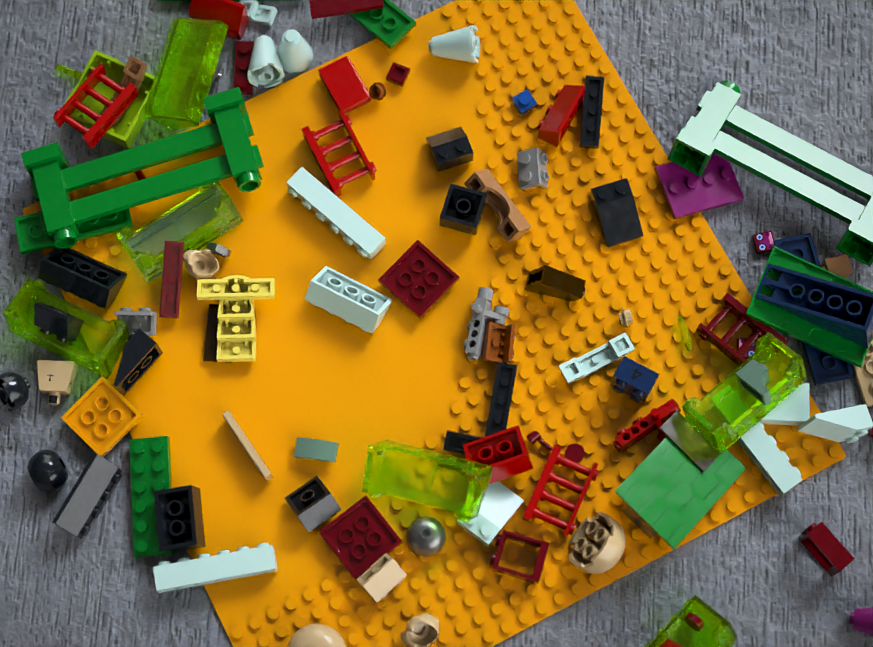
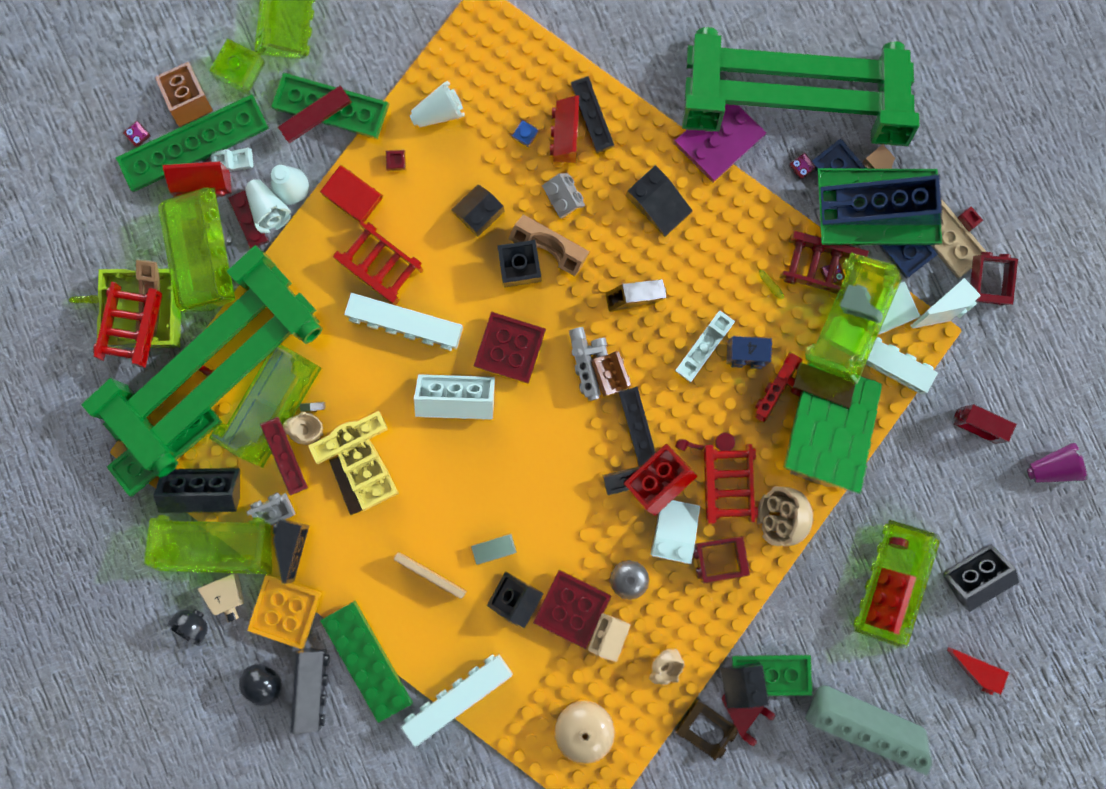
camera: 25 degrees left, 10 degrees up
(57, 322) = (198, 546): black slope -> none
(179, 518) = (403, 672): black slope -> none
(377, 91) = (385, 186): dark orange plate -> none
(426, 478) = (608, 530): clear neon green windscreen -> none
(626, 317) = (713, 295): tan plate -> none

